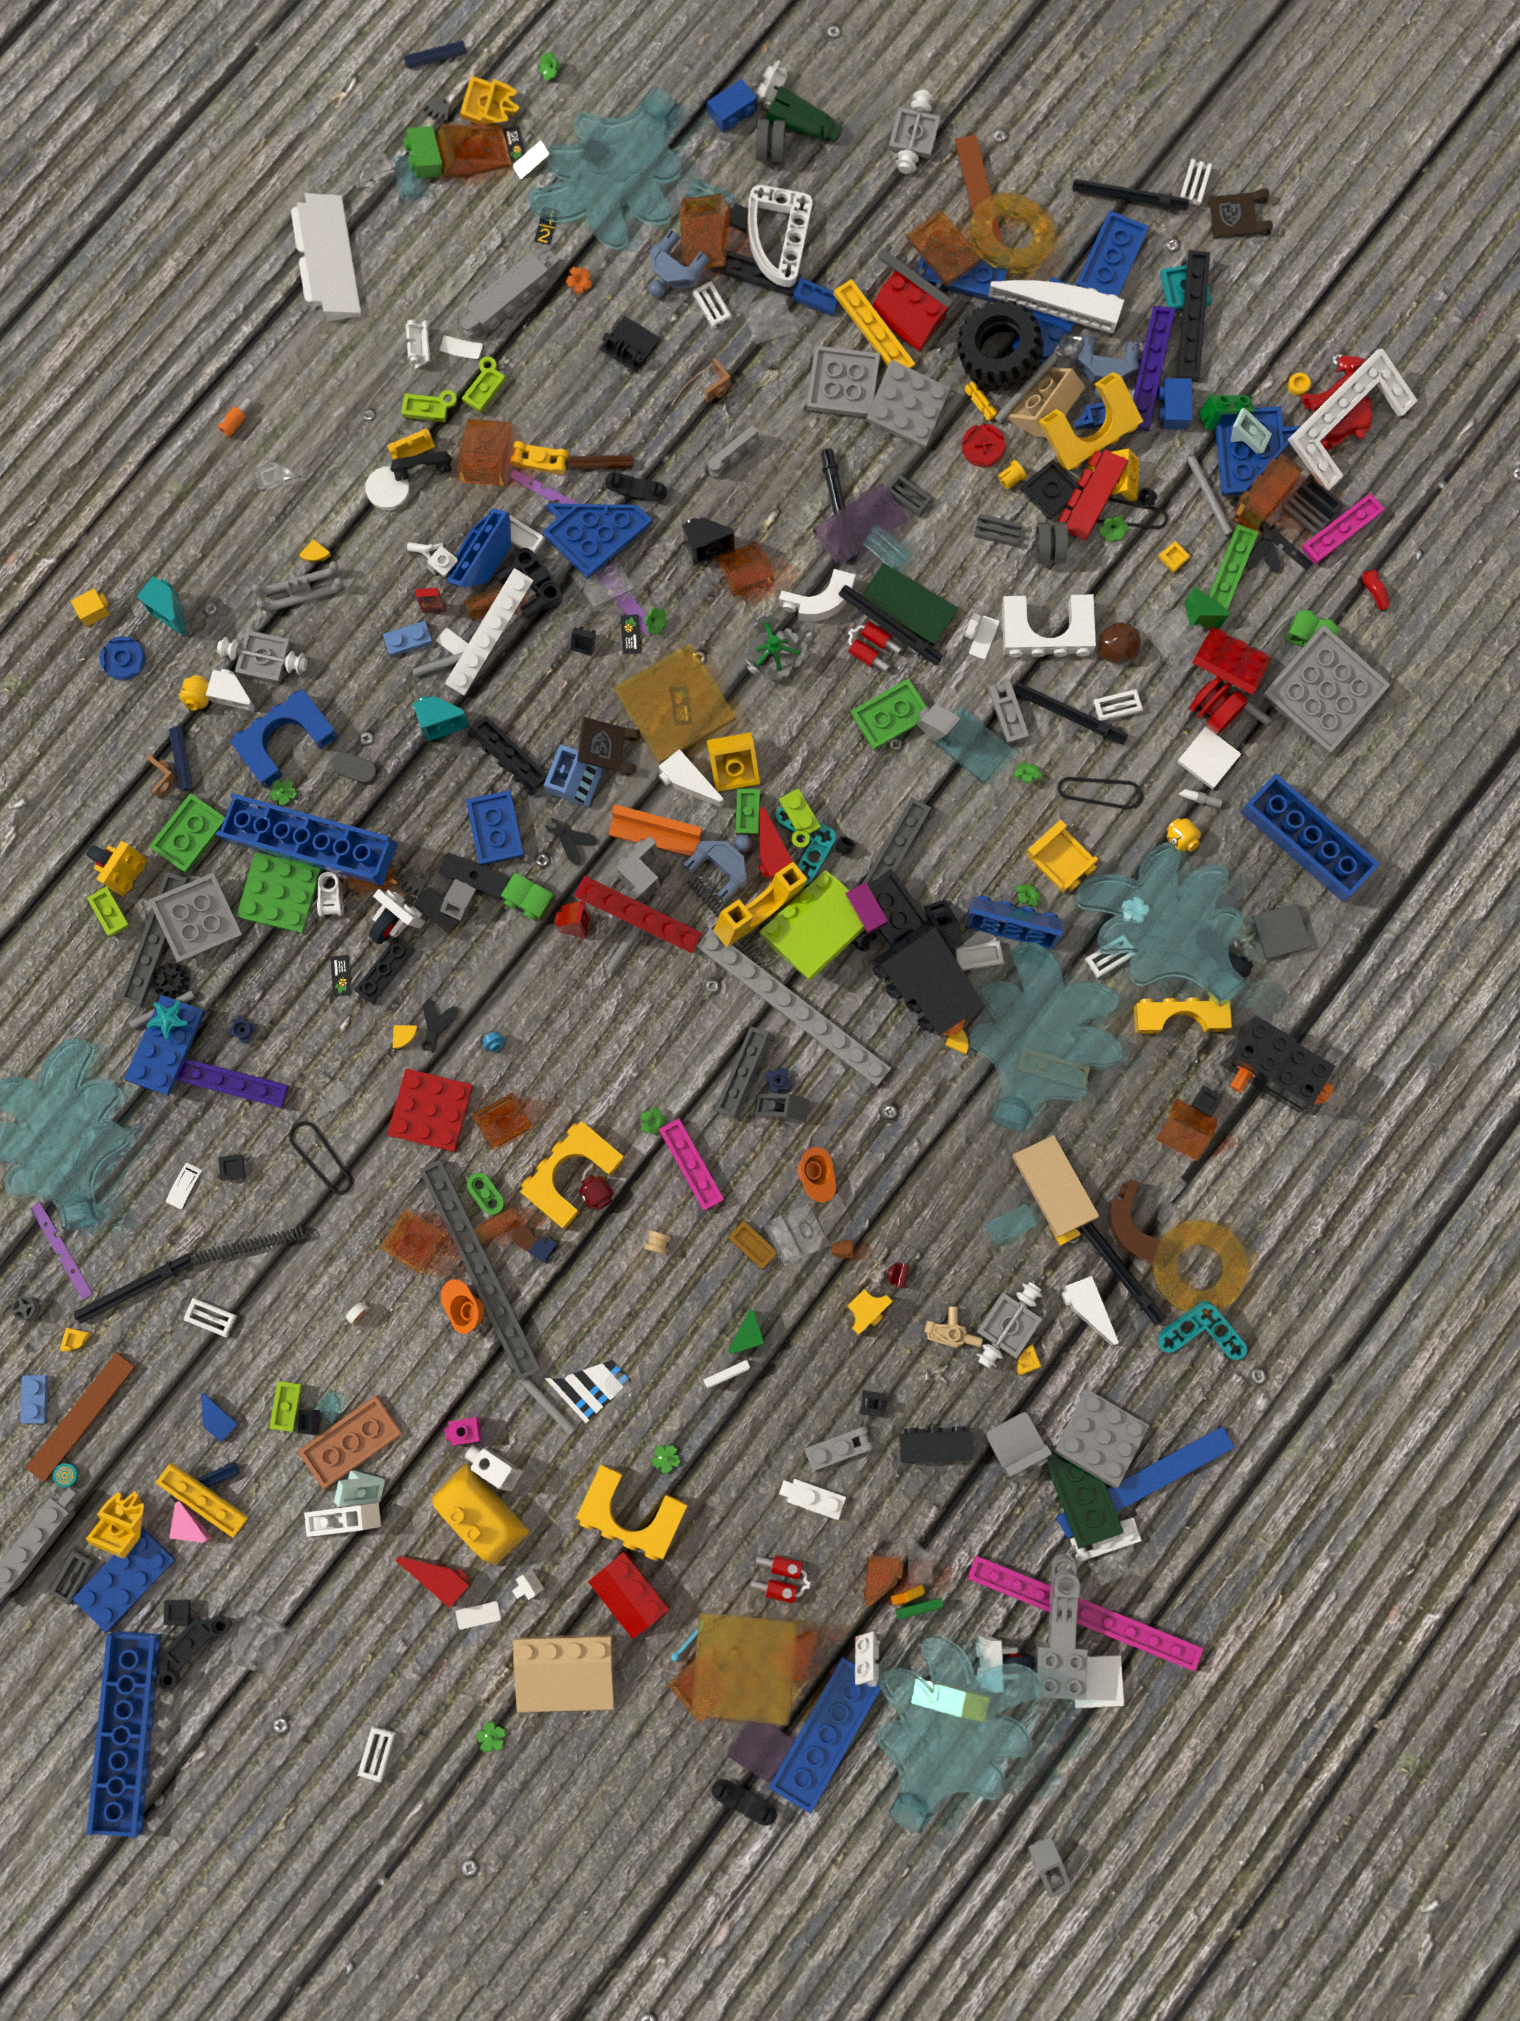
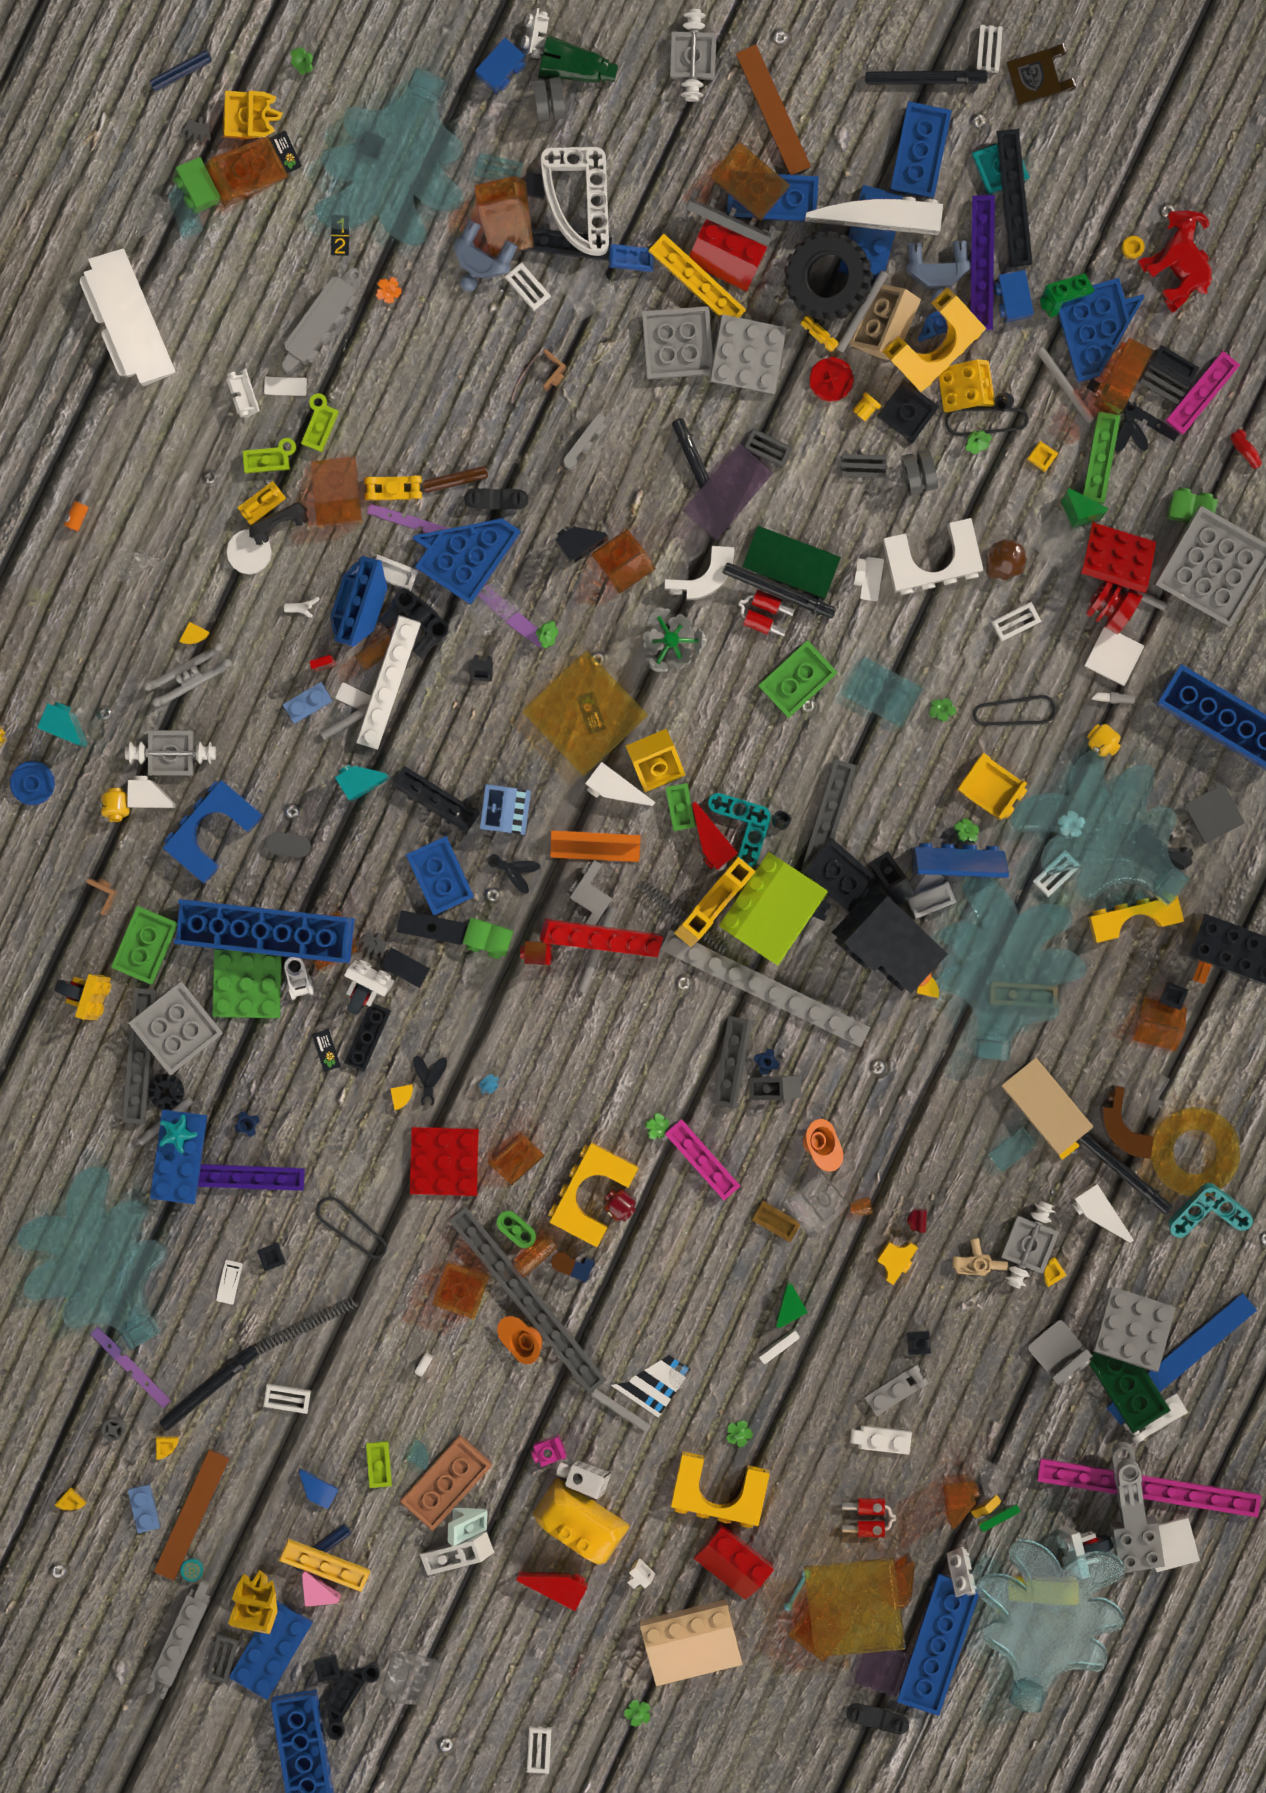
camera: 15 degrees left, 10 degrees up
(108, 912) = (88, 1039): lime plate -> none
(180, 758) = (117, 872): dark blue axle -> none
(283, 792) = (224, 883): bright green plant -> none
(309, 1422) = (404, 1473): black plate -> none
(441, 562) = (325, 621): white bracket -> none
(457, 899) = (422, 955): light grey brick -> none
(478, 1615) = (600, 1609): white sticker -> none
(530, 159) = (308, 169): white sticker -> none
(603, 745) = (527, 773): dark brown flag -> none
(629, 343) = (454, 347): black hinge -> none
(630, 634) = (525, 650): black sticker -> none
(657, 1242) = (687, 1239): tan wheel -> none
(727, 859) = (671, 859): sand blue connector -> none
(800, 816) = (732, 802): lime hinge -> none
(866, 908) = (817, 885): magenta tile -> none
(878, 552) = (743, 504): clear light blue tile -> none
(935, 1445) = (984, 1368): black brick -> none
(936, 721) = (845, 682): light grey slope -> none
(997, 254) = (804, 175): clear yellow plate -> none
(1008, 712) = (911, 652): light grey plate -> none
(1050, 1867) = (1160, 1713): light grey slope -> none
(1069, 347) = (897, 260): clear plate -> none
(1097, 490) = (952, 416): red windscreen -> none
(1099, 727) = (972, 640): black axle -> none
(1250, 431) = (1095, 316): light aqua slope -> none
(1374, 371) = (1206, 226): white plate -> none

